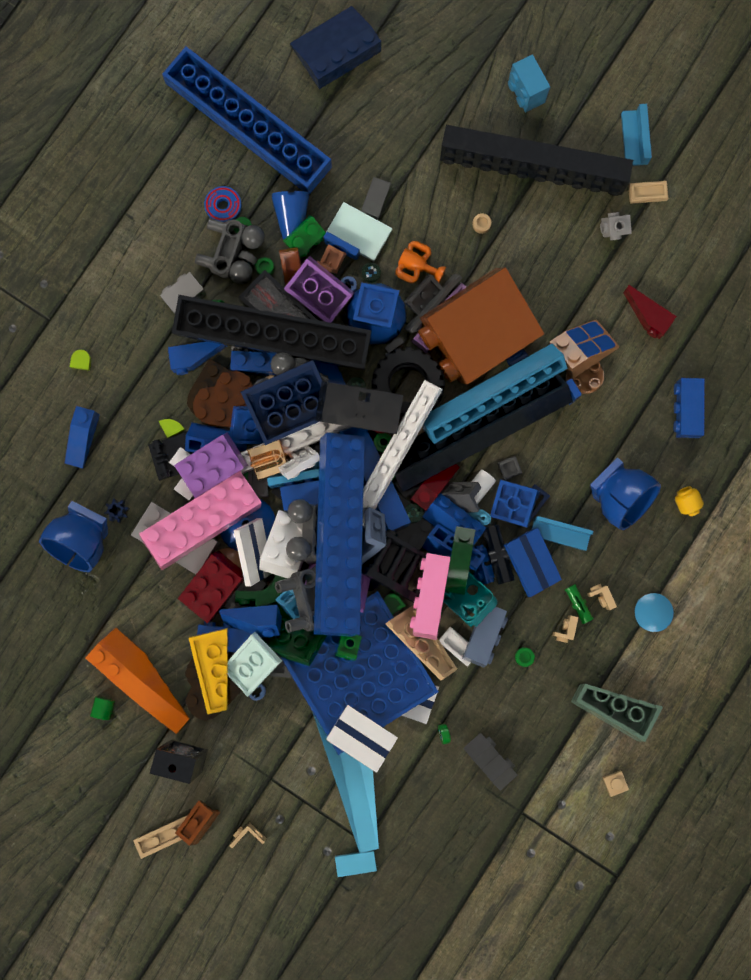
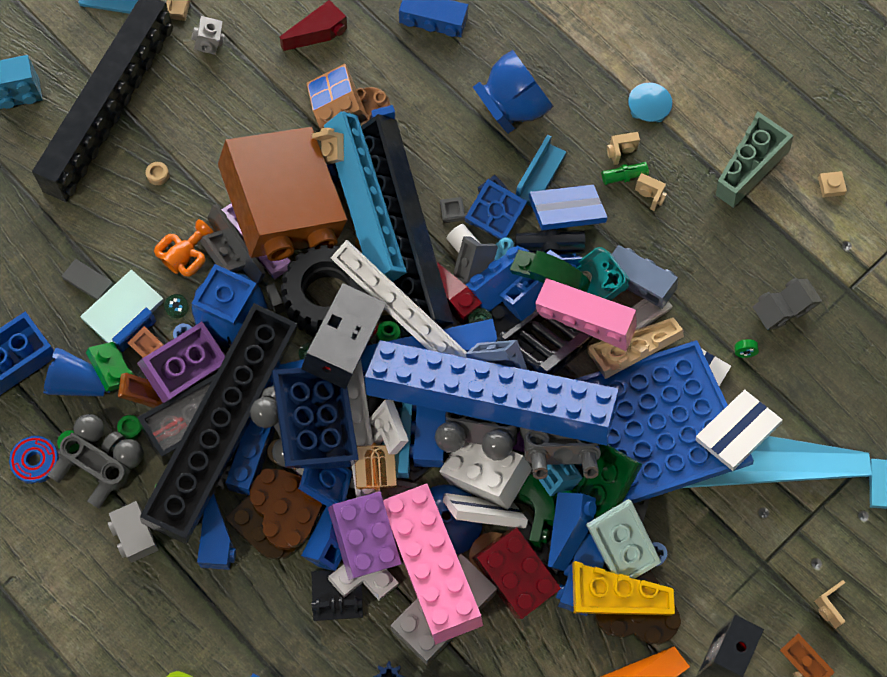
camera: 80 degrees left, 15 degrees down
(171, 427) = (299, 587): lime tile -> none
(348, 652) = (629, 426): green brick -> none
(394, 603) = (580, 368): green tile -> none
(524, 657) = (673, 244): green tile -> none
(531, 355) = (331, 145): none -> tan bracket
(689, 501) = (535, 38): yellow head -> none

